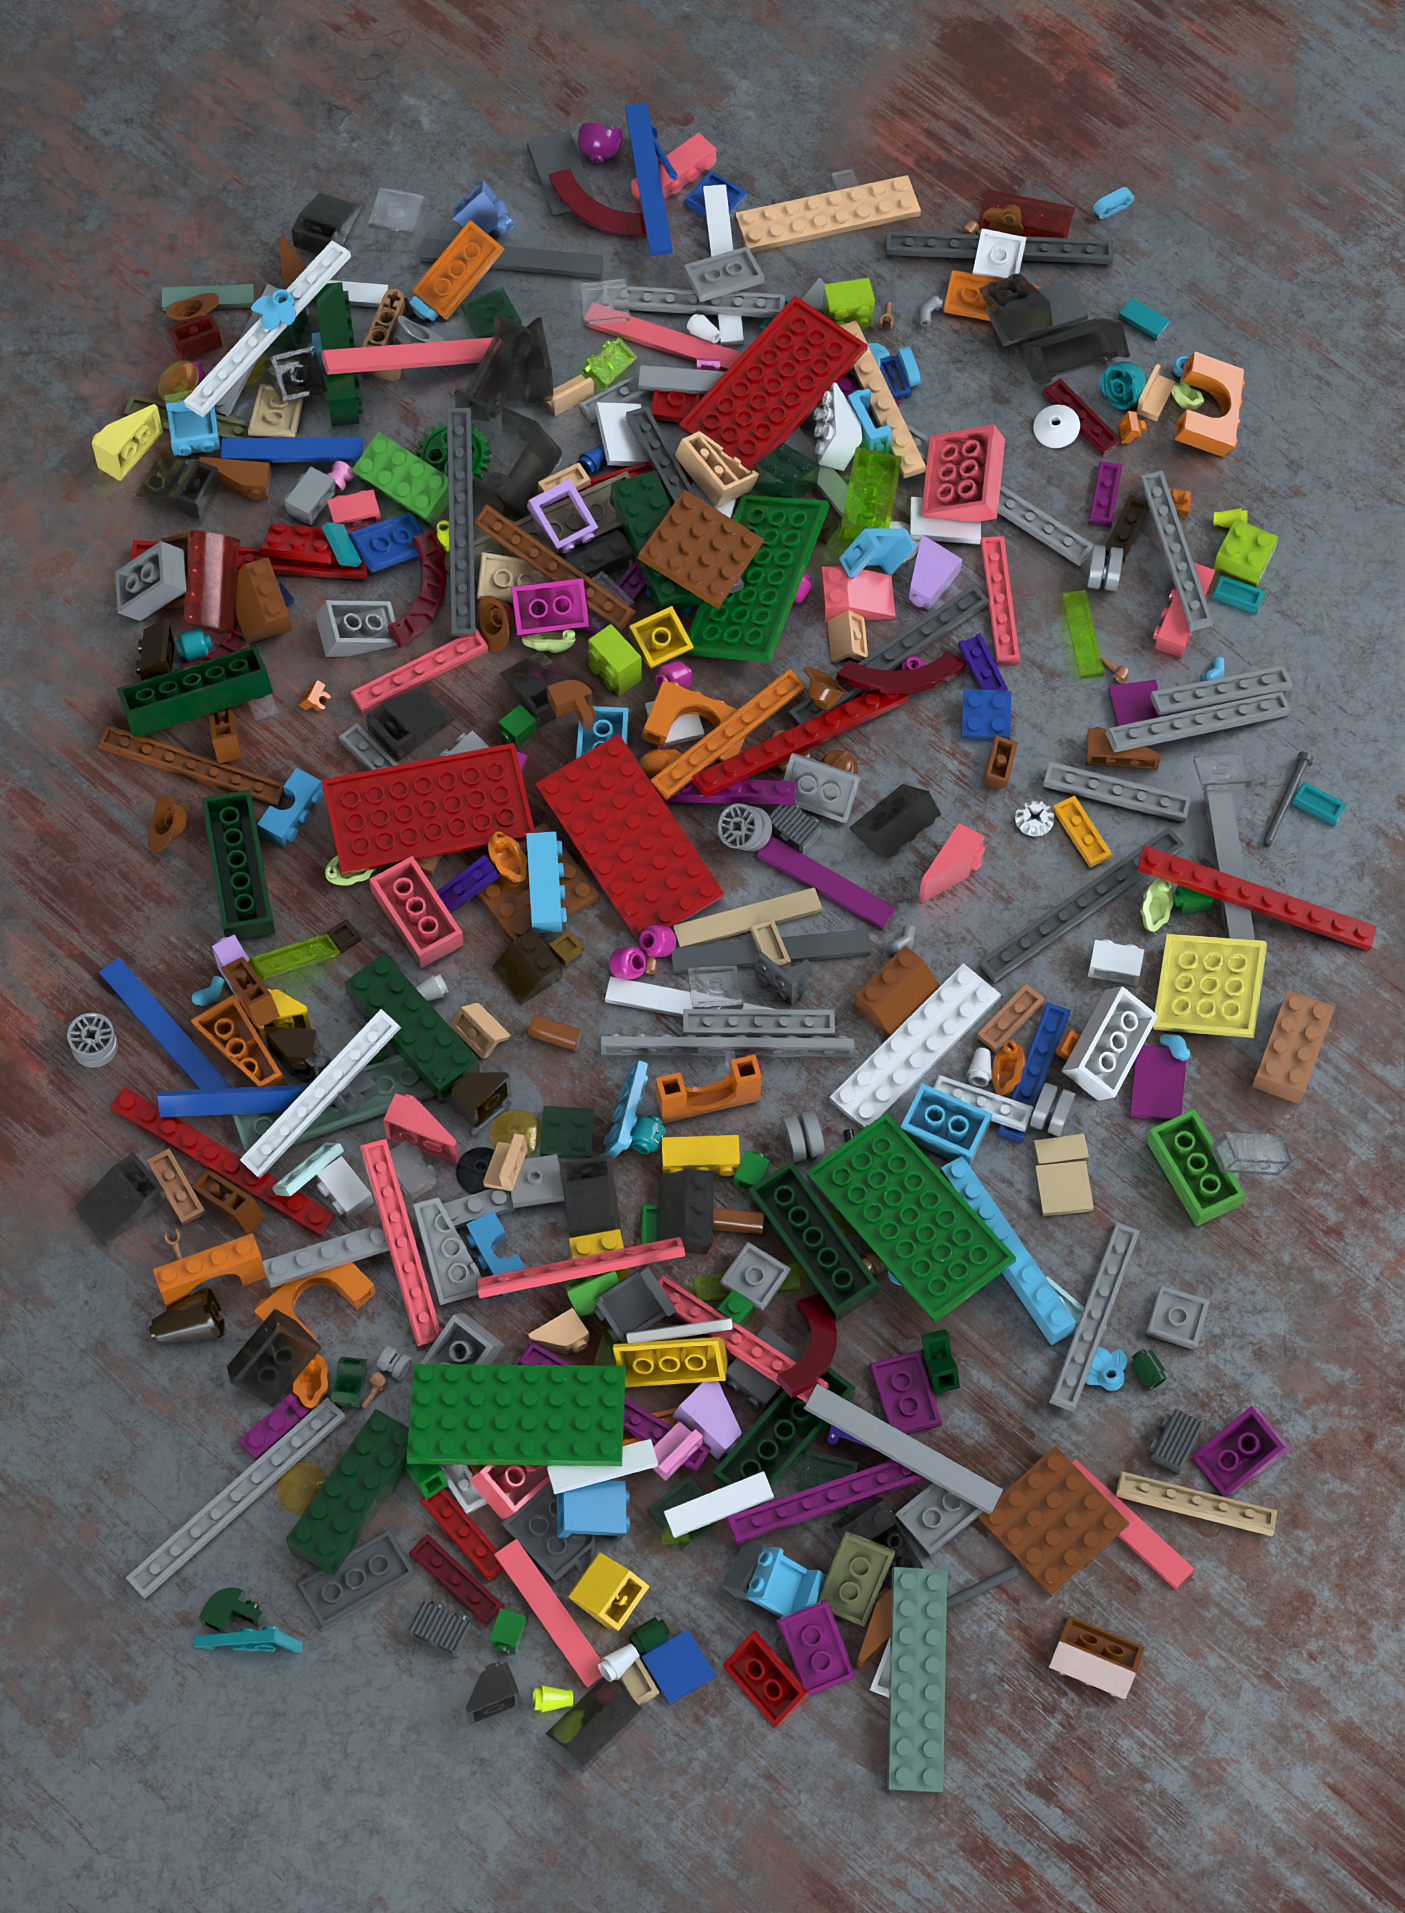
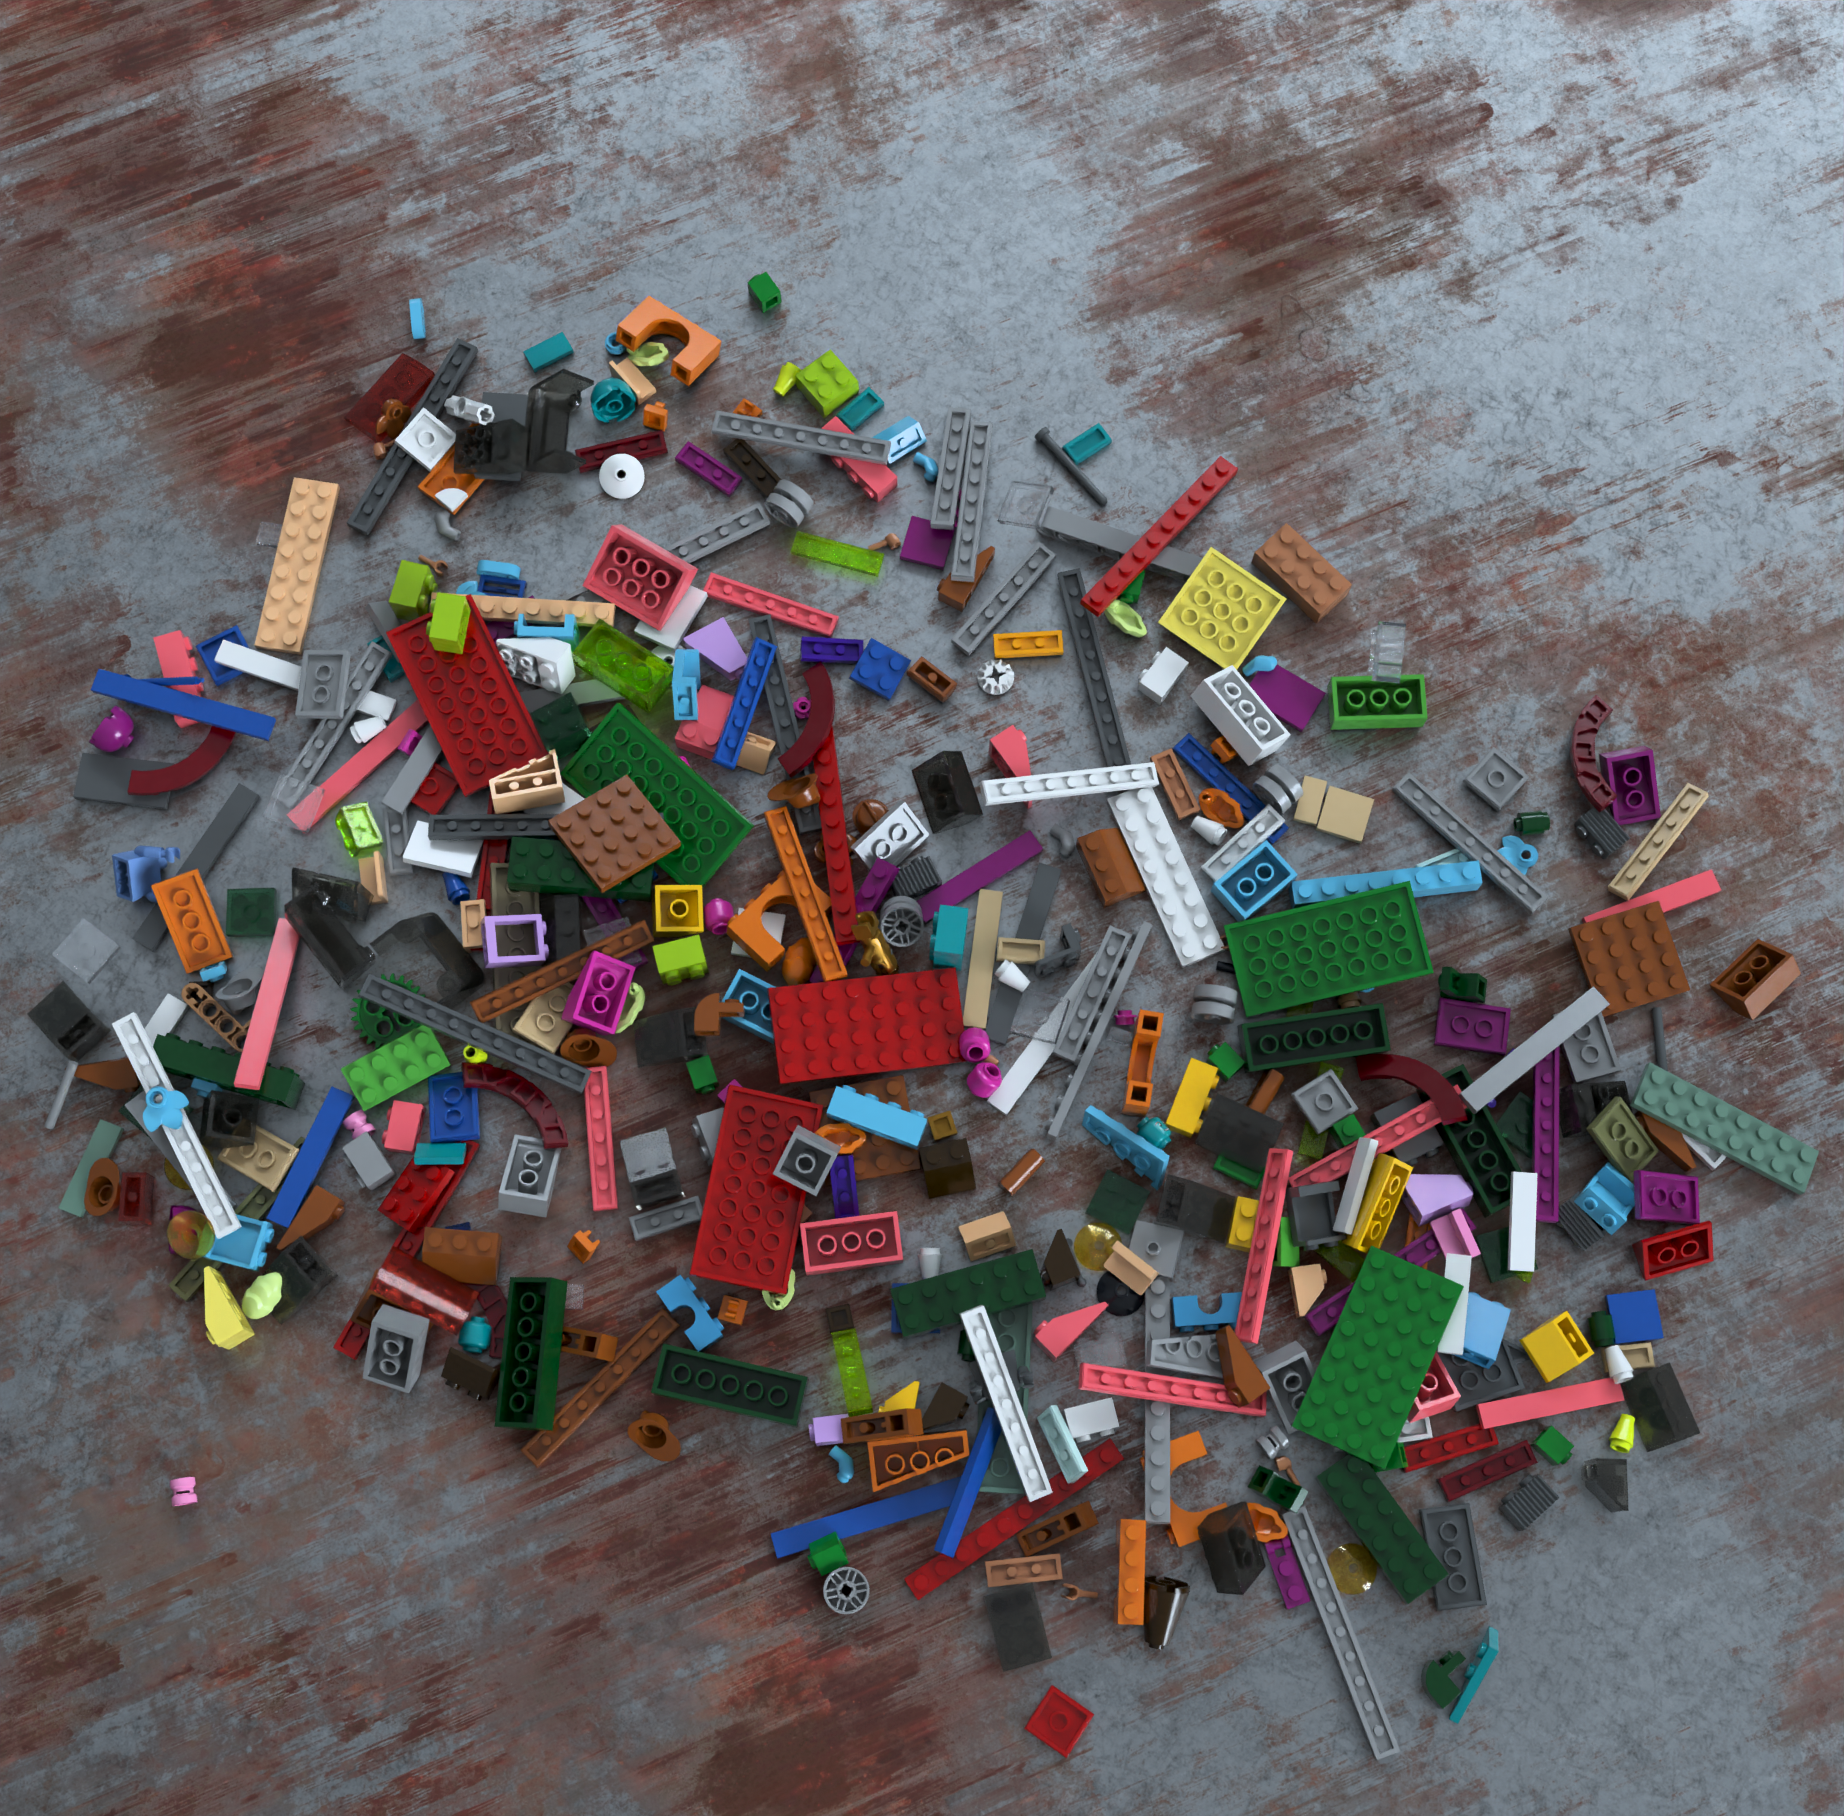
camera: 65 degrees left, 10 degrees up
(48, 1276) = (1059, 1721): none -> red tile
(119, 1009) = (827, 1554): none -> green brick
(153, 466) = (262, 1295): none -> yellowish green arm
(259, 244) = (61, 1094): none -> light grey bar
(311, 844) = (732, 1310): none -> orange tile
(442, 1302) = (1239, 1371): none -> dark orange slope
(471, 830) = (806, 1160): none -> light grey brick
(707, 809) = (876, 950): none -> pearl gold piece
(740, 945) = (1012, 976): none -> white cone
(747, 870) = (948, 937): none -> teal brick
(826, 333) = (448, 622): none -> lime brick
(886, 609) = (744, 703): none -> blue tile
(954, 912) = (1068, 783): none -> white tile
(955, 299) = (451, 498): none -> white tile
(1044, 273) = (469, 410): none -> white piece
(1227, 639) = (904, 436): none -> medium azure panel
(1253, 1388) = (1583, 754): none -> dark red tile
(1307, 464) = (764, 291): none -> green brick

